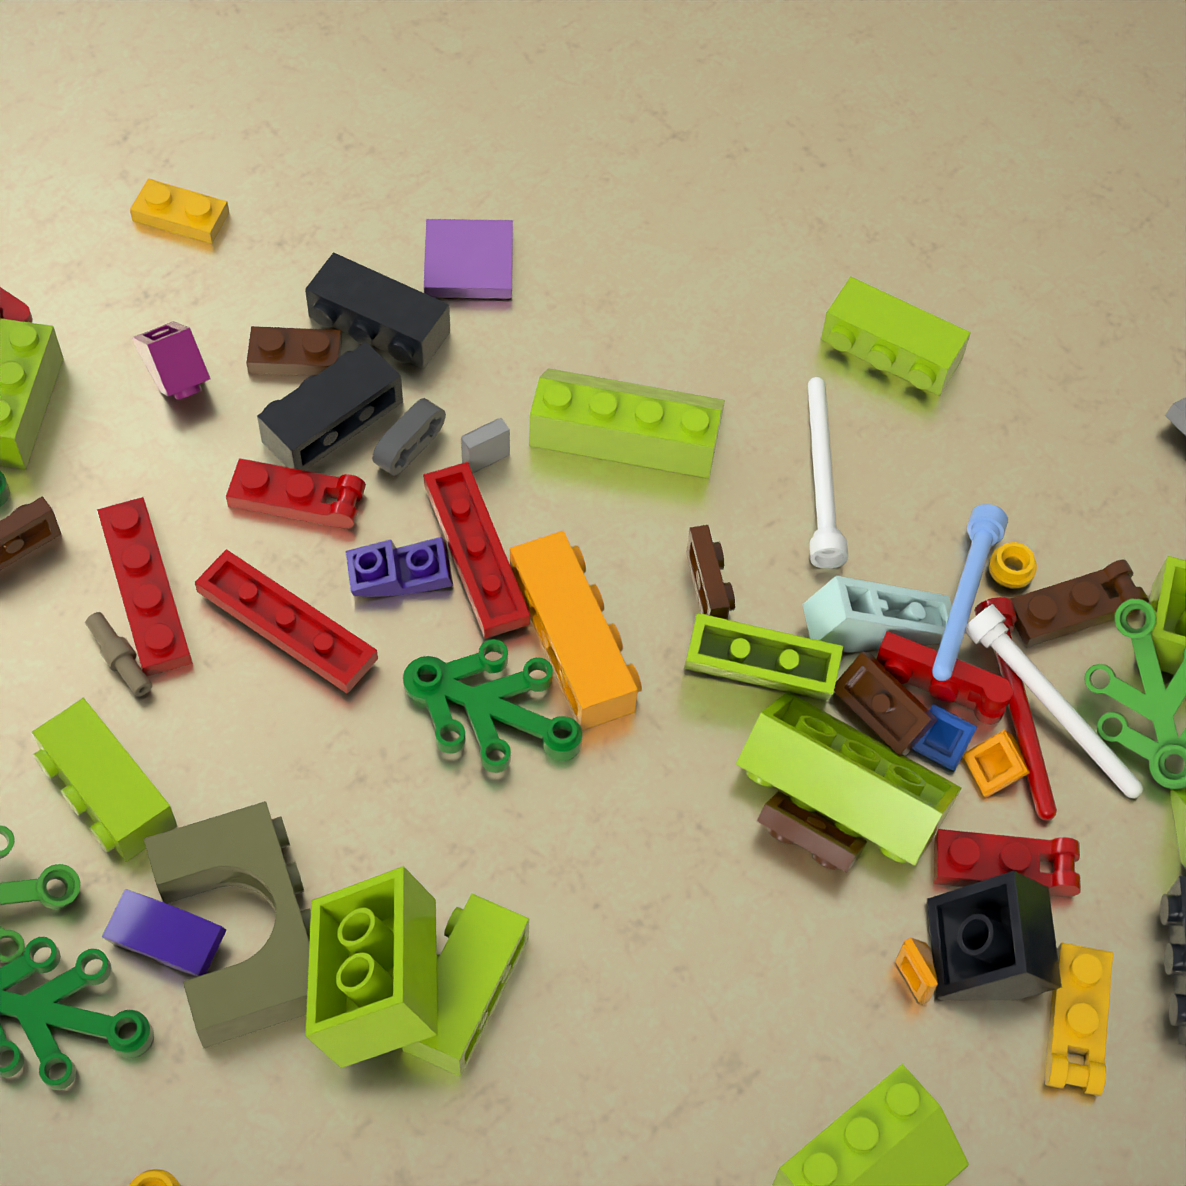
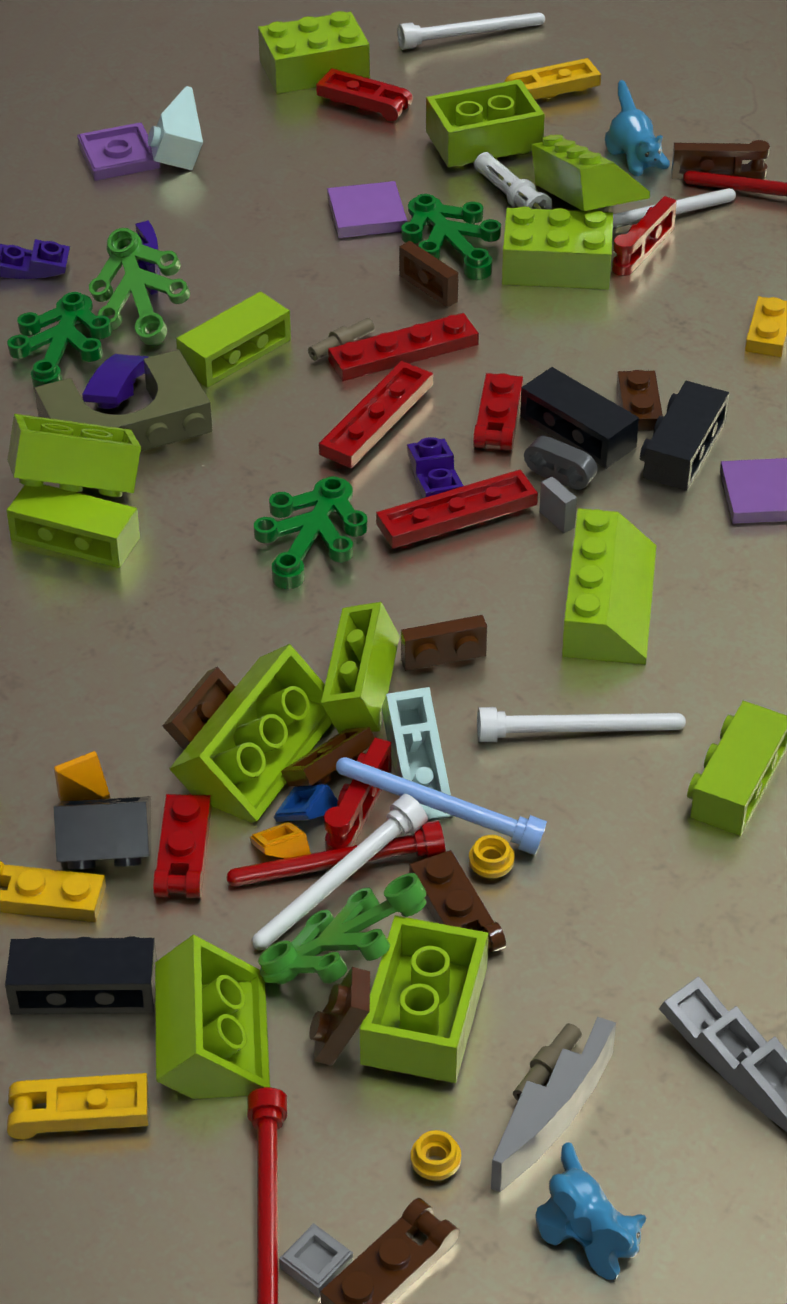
camera: 90 degrees right, 15 degrees down
(173, 359) = (608, 329): magenta slope -> none
(574, 630) = (383, 563): light orange brick -> none

